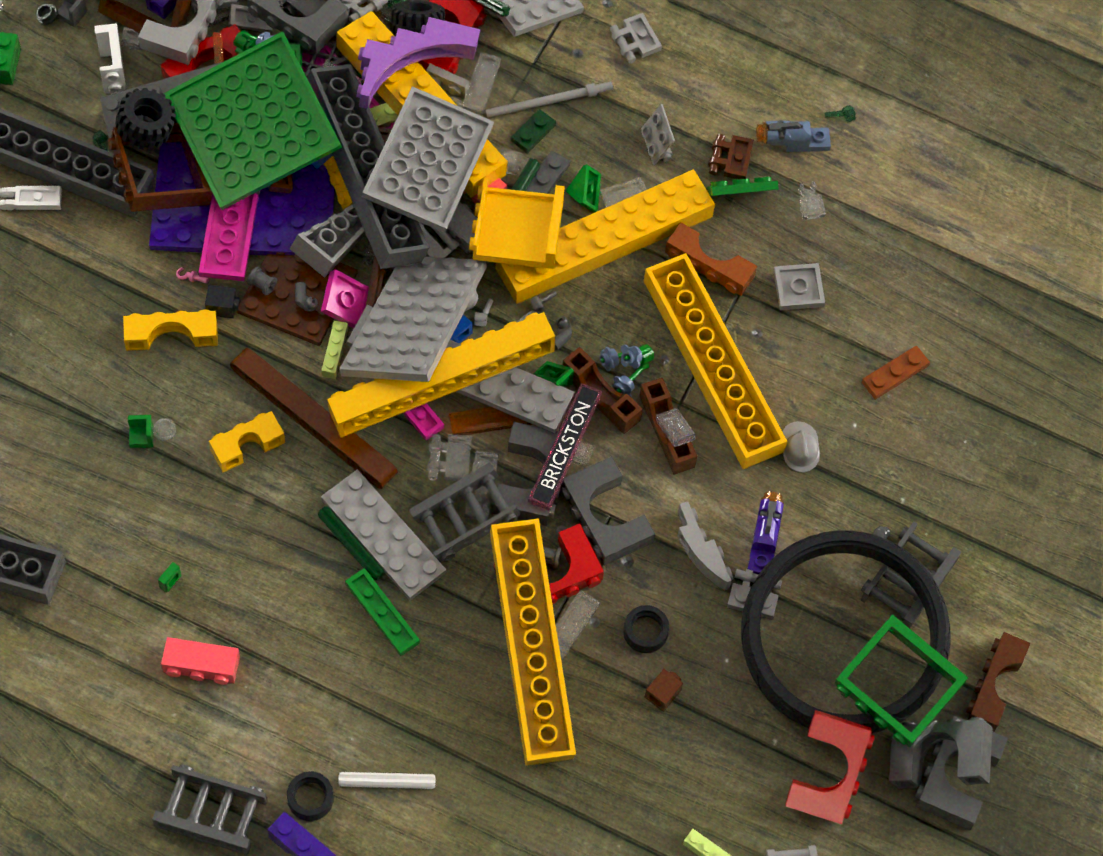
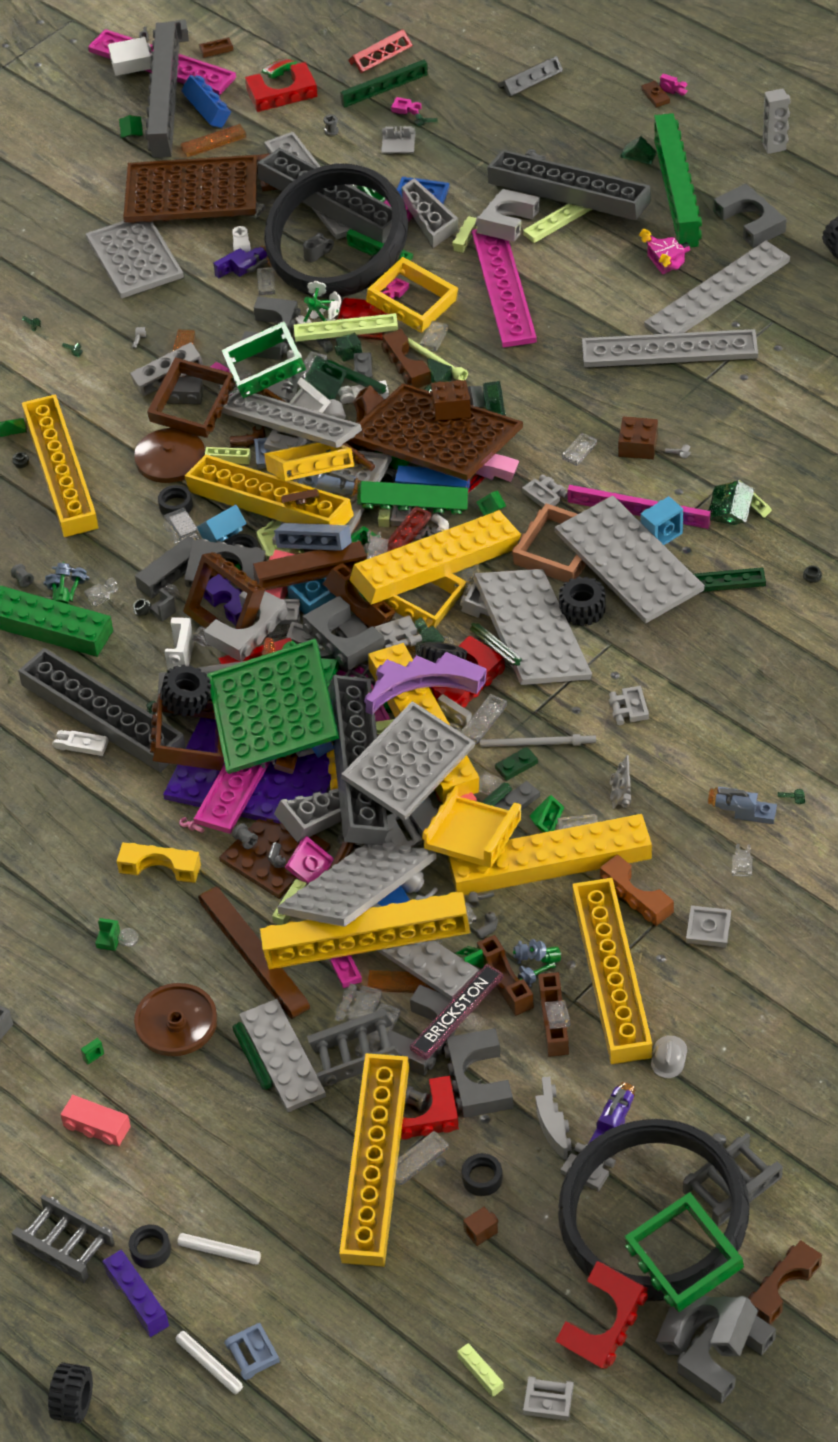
camera: 25 degrees right, 15 degrees down
(222, 300) = (209, 847): black brick -> none
(253, 520) = (175, 1019): none -> reddish brown dish
(262, 430) = (205, 952): yellow arch -> none
(382, 612) = (260, 1114): green plate -> none
(738, 156) = (687, 815): reddish brown plate -> none
(742, 186) = (680, 835): green plate -> none
(895, 372) = (774, 1012): dark orange plate -> none

